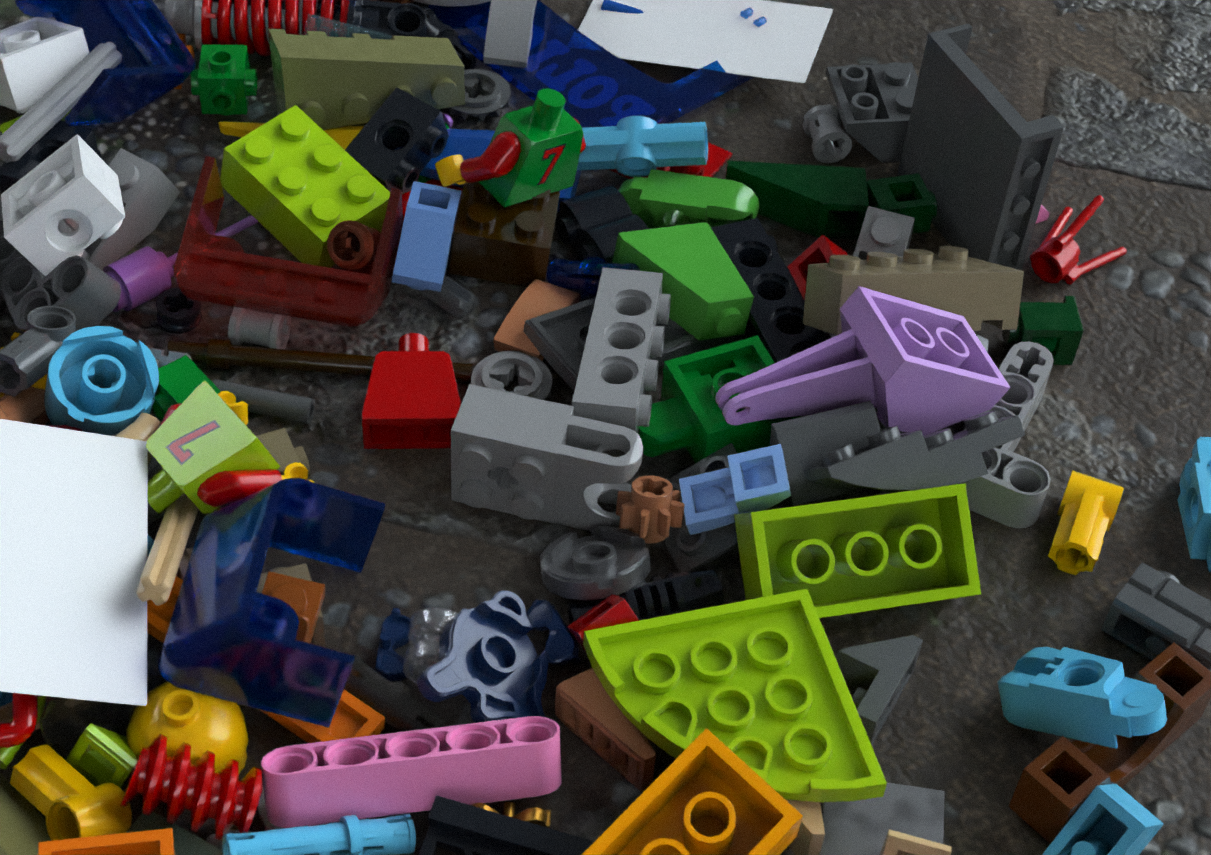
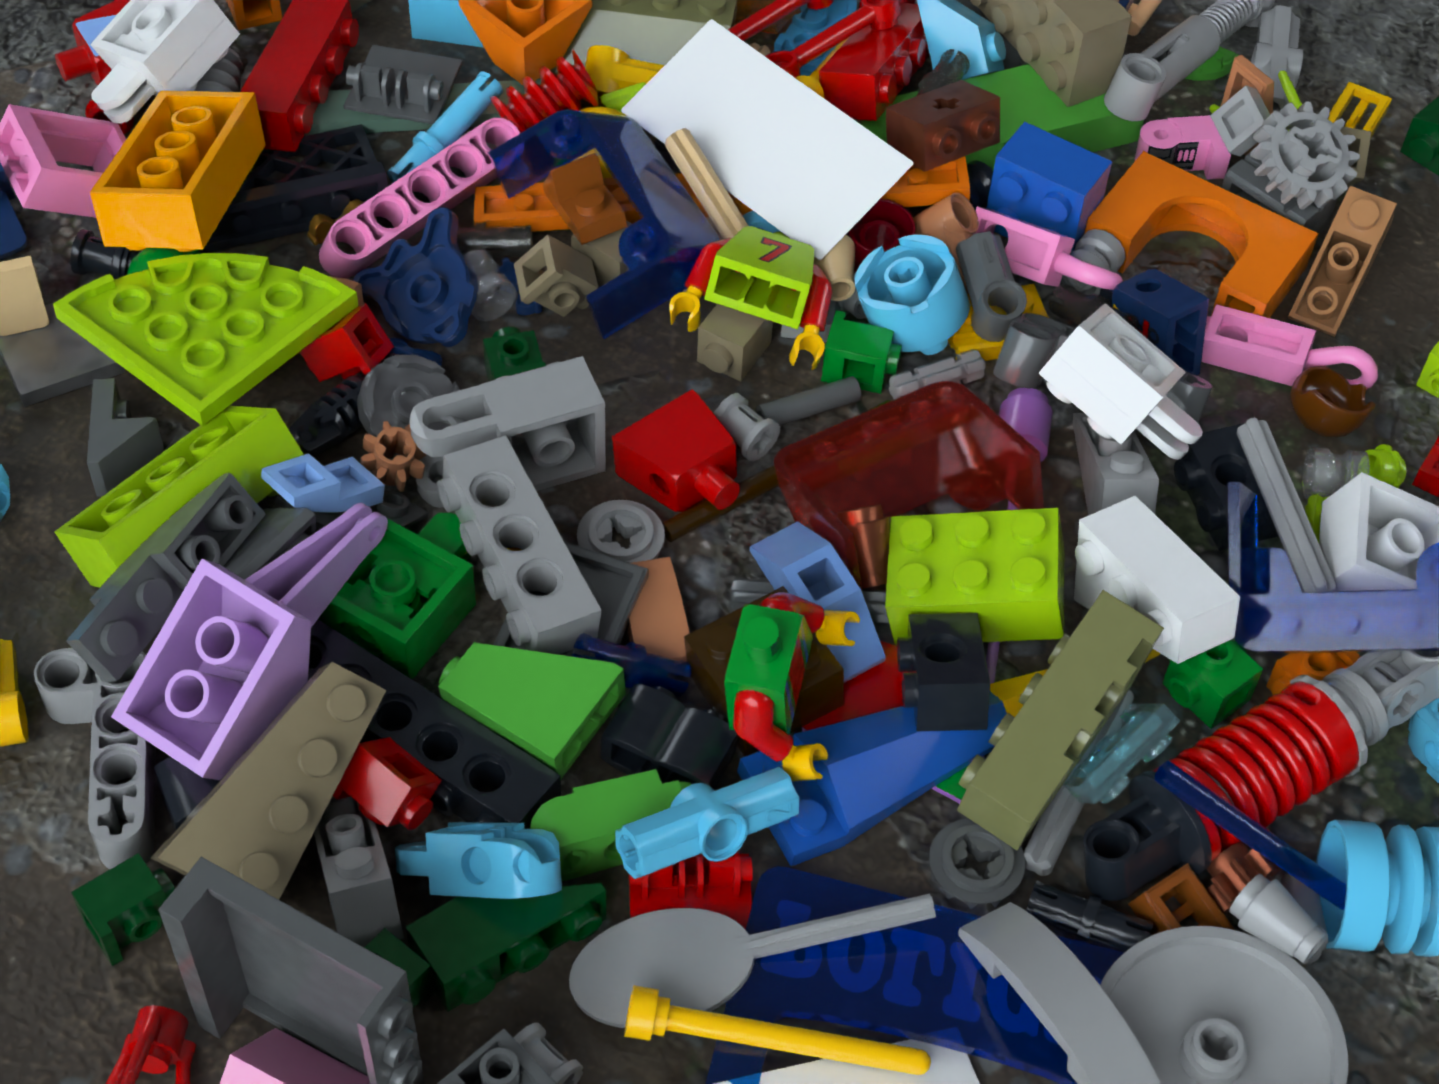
camera: 145 degrees right, 5 degrees up
(213, 94) = (1158, 575): none -> white wedge
(343, 398) = (747, 427): none -> light grey bush
(372, 595) = (565, 281): none -> dark tan brick
(476, 551) = (511, 353): none -> dark green brick
(730, 131) = (704, 955): none -> light grey piece
(750, 101) = (653, 1015): none -> yellow piece
(778, 200) = (485, 861): none -> medium azure piece

